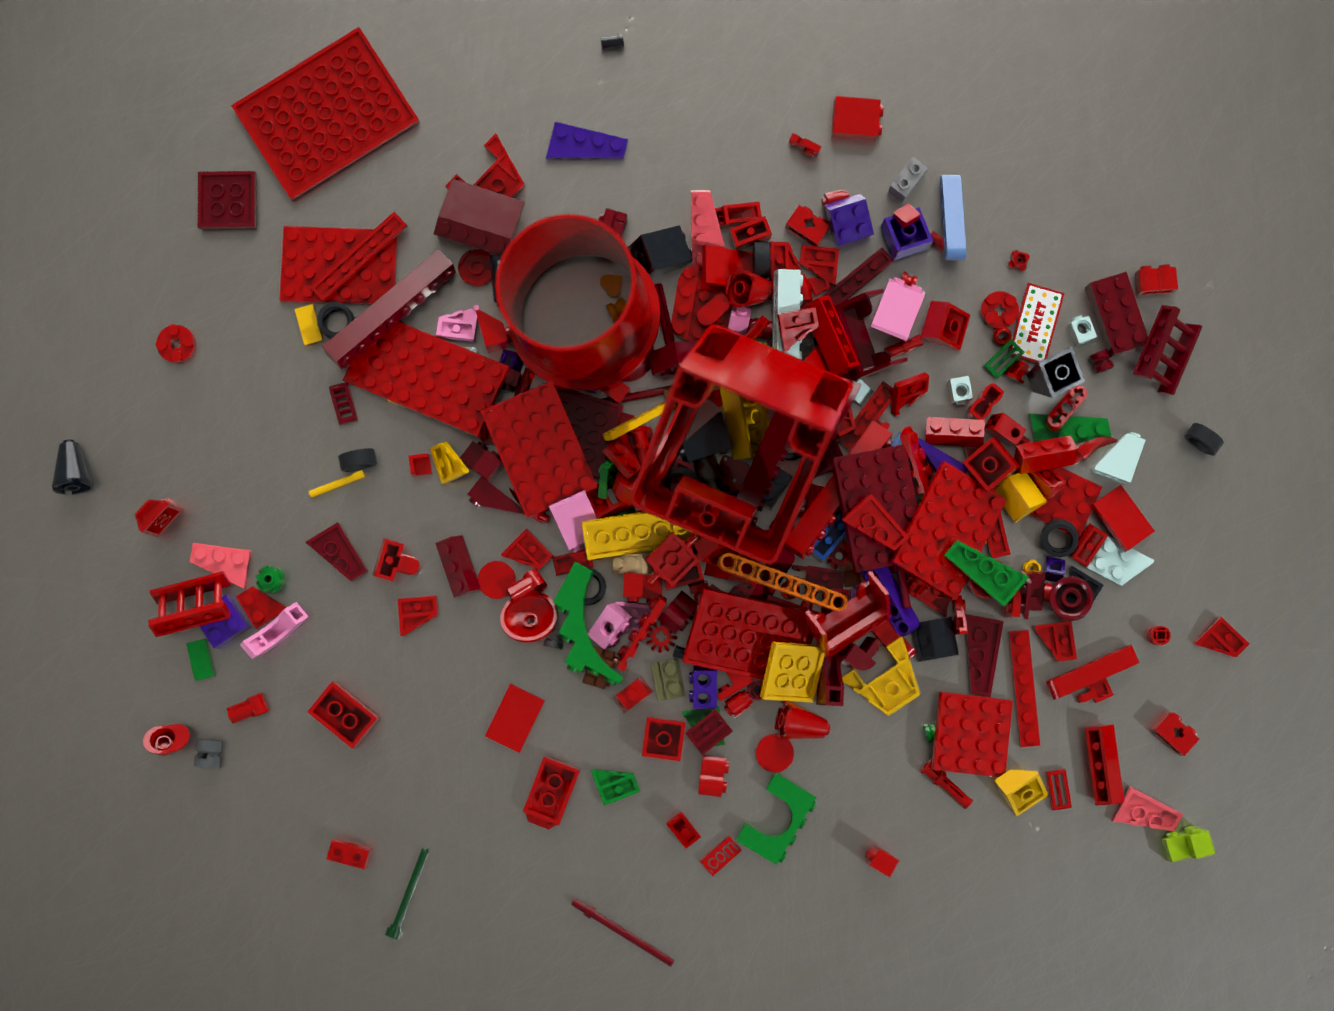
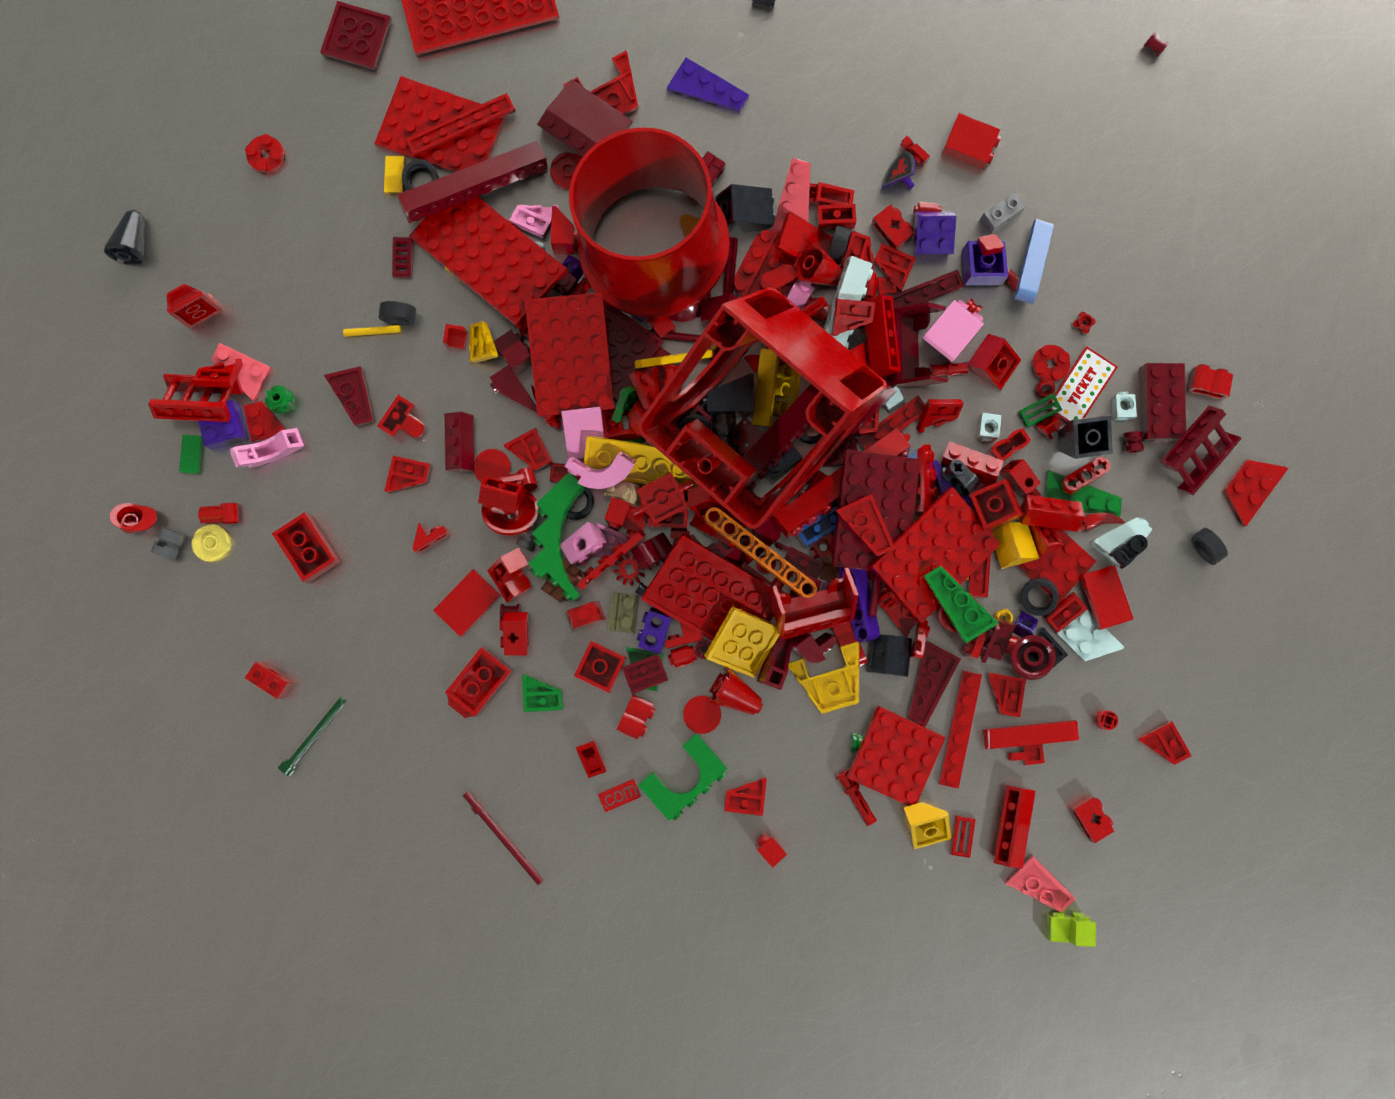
camera: 20 degrees right, 0 degrees up
(204, 575) = (218, 375): none -> red wing
(248, 739) = (211, 543): none -> light yellow tile
(454, 671) = (424, 540): none -> red slope
(515, 605) = (500, 494): none -> red brick
(548, 680) = (509, 576): none -> red brick
(564, 709) = (503, 608): none -> dark red bush
(577, 741) = (514, 643): none -> red brick
(609, 557) = (604, 477): none -> bright pink arch
(797, 168) = (901, 169): none -> shield
(843, 819) = (747, 799): none -> red wing
(950, 449) = (961, 479): none -> black piece
(1127, 471) = (1126, 552): none -> black piece
(1227, 369) = (1251, 487): none -> red wing

